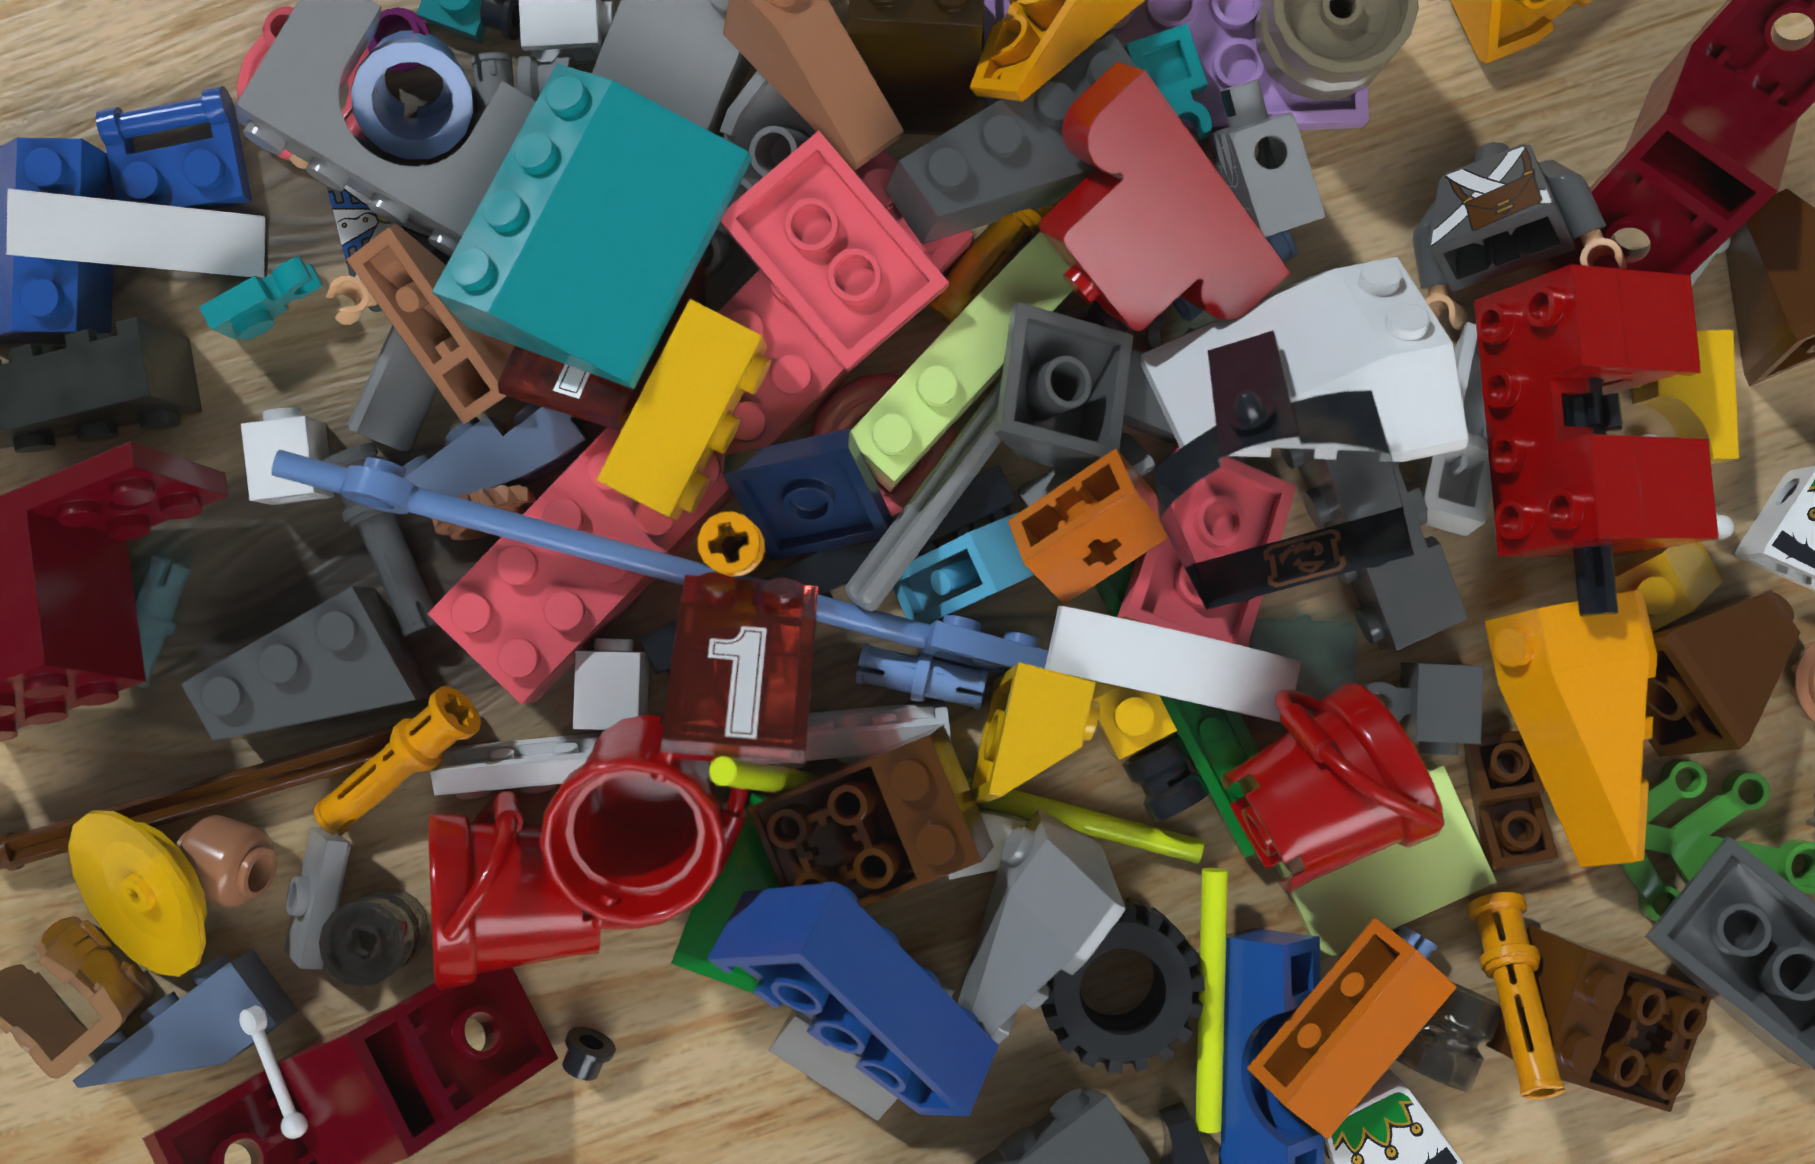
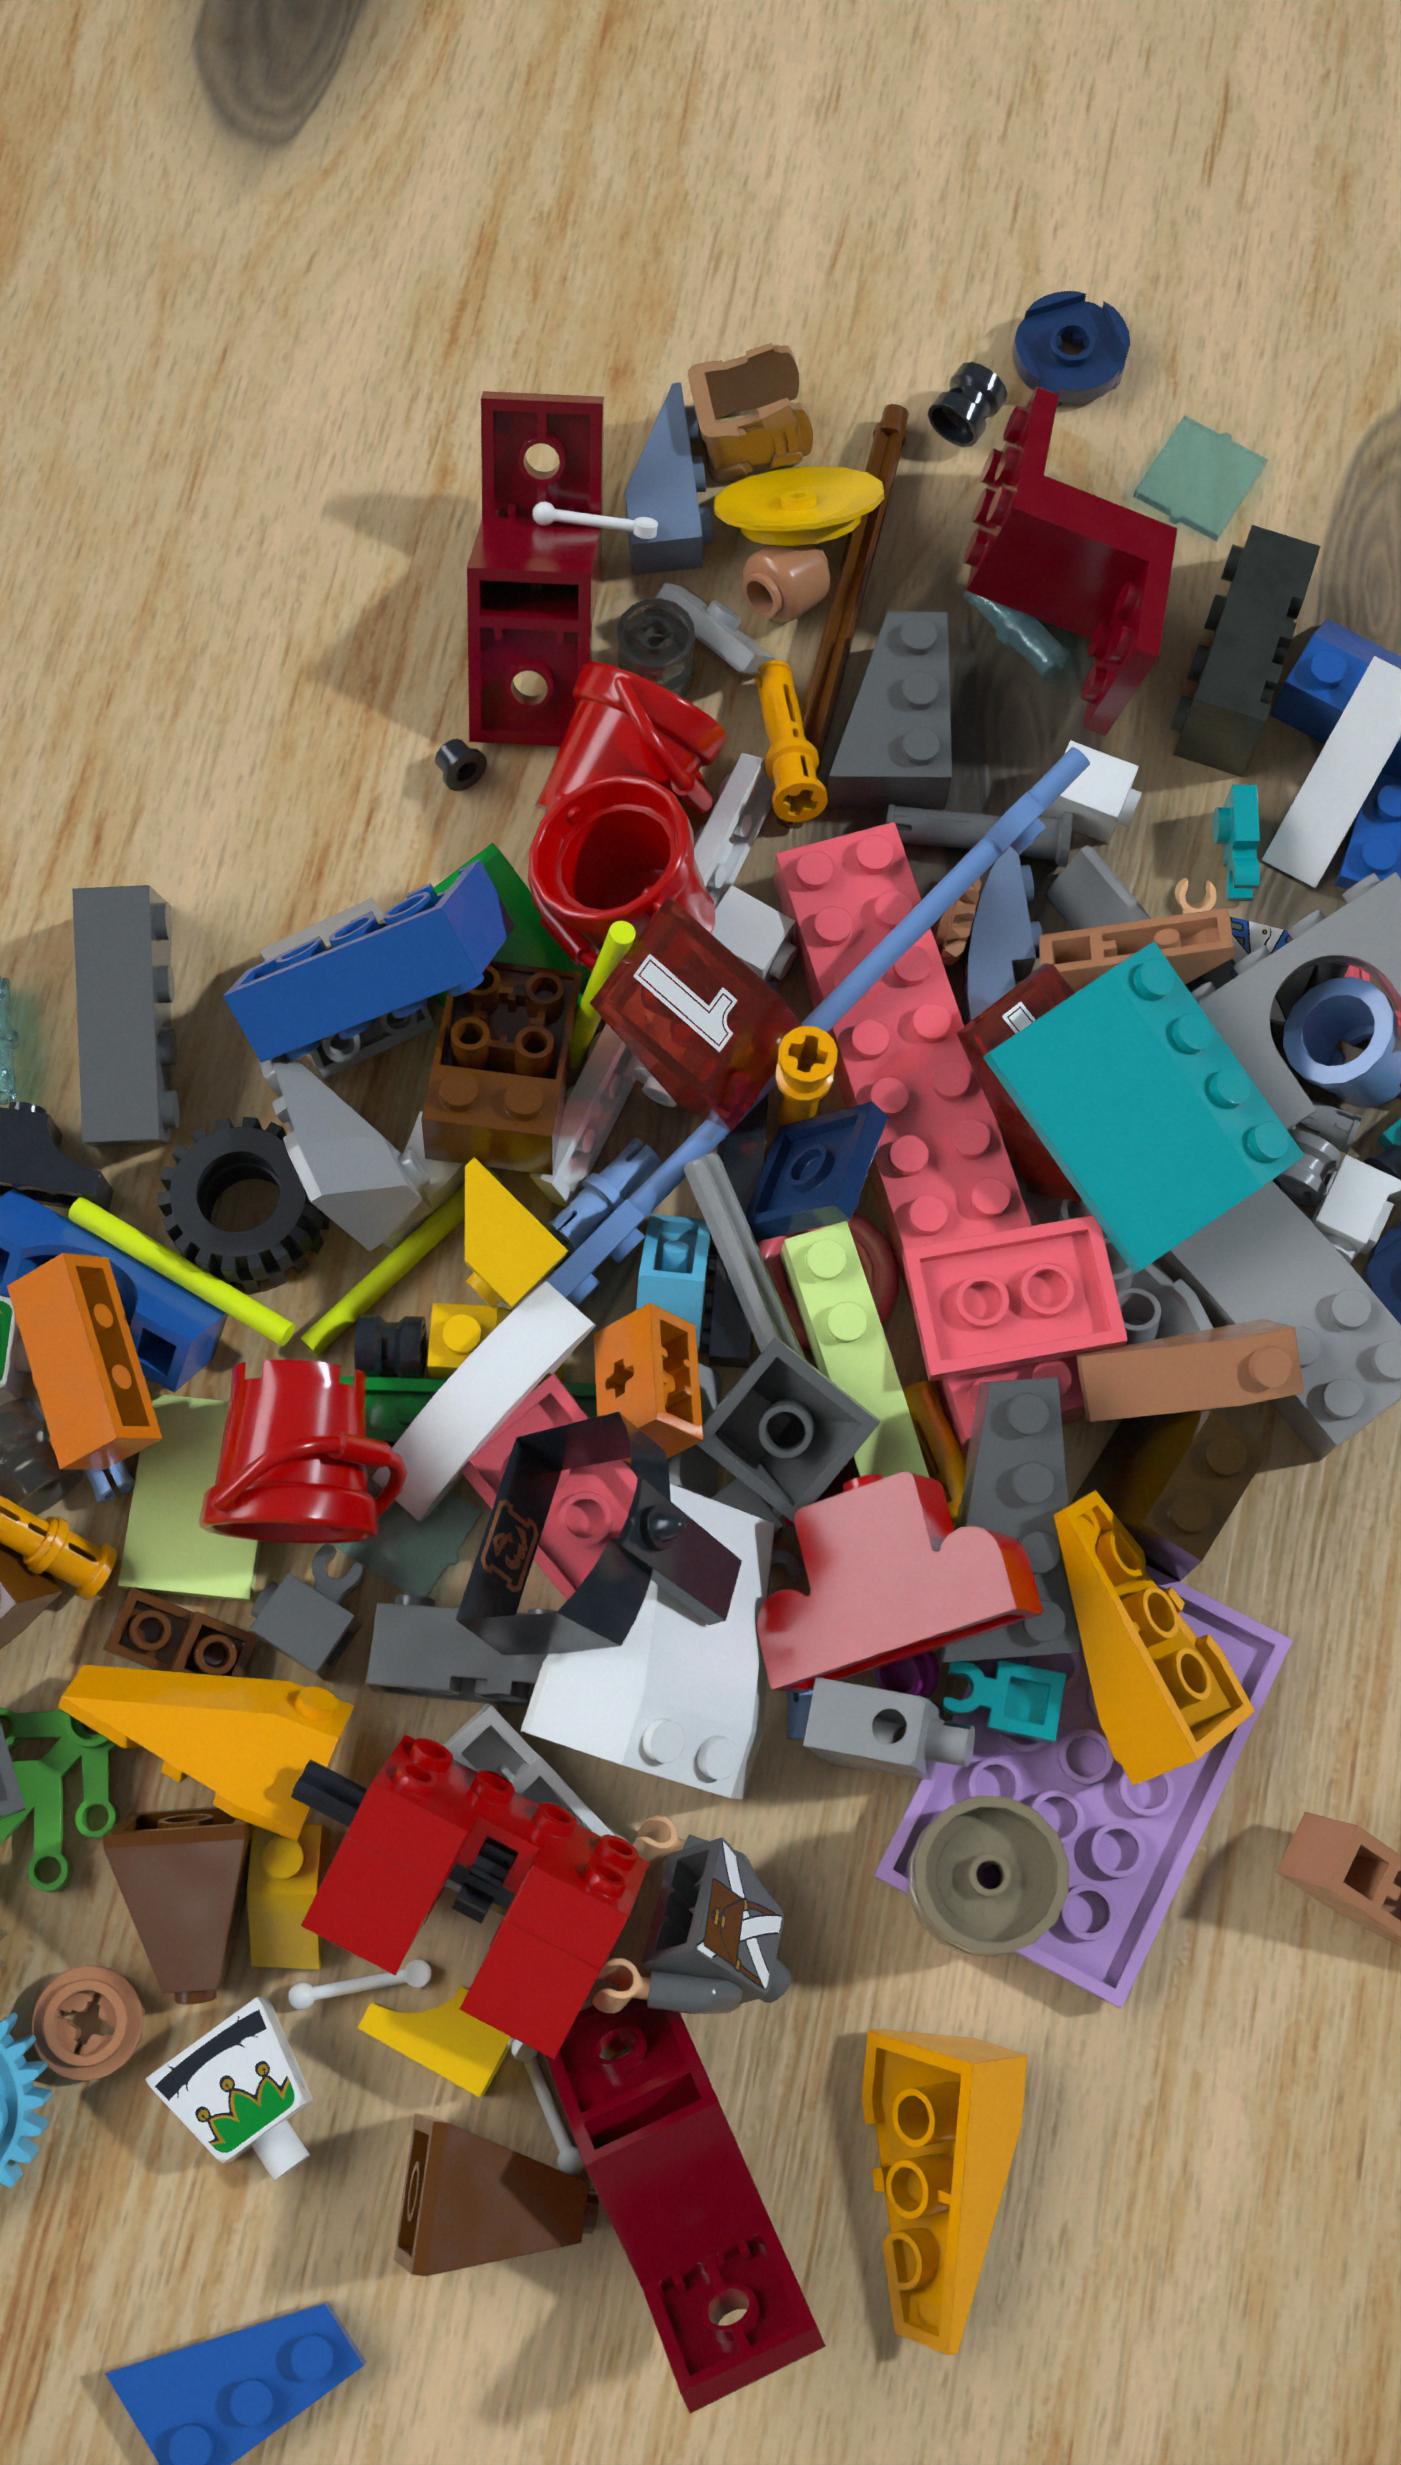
camera: 115 degrees right, 15 degrees down
(686, 412) = (942, 1099): yellow brick -> none

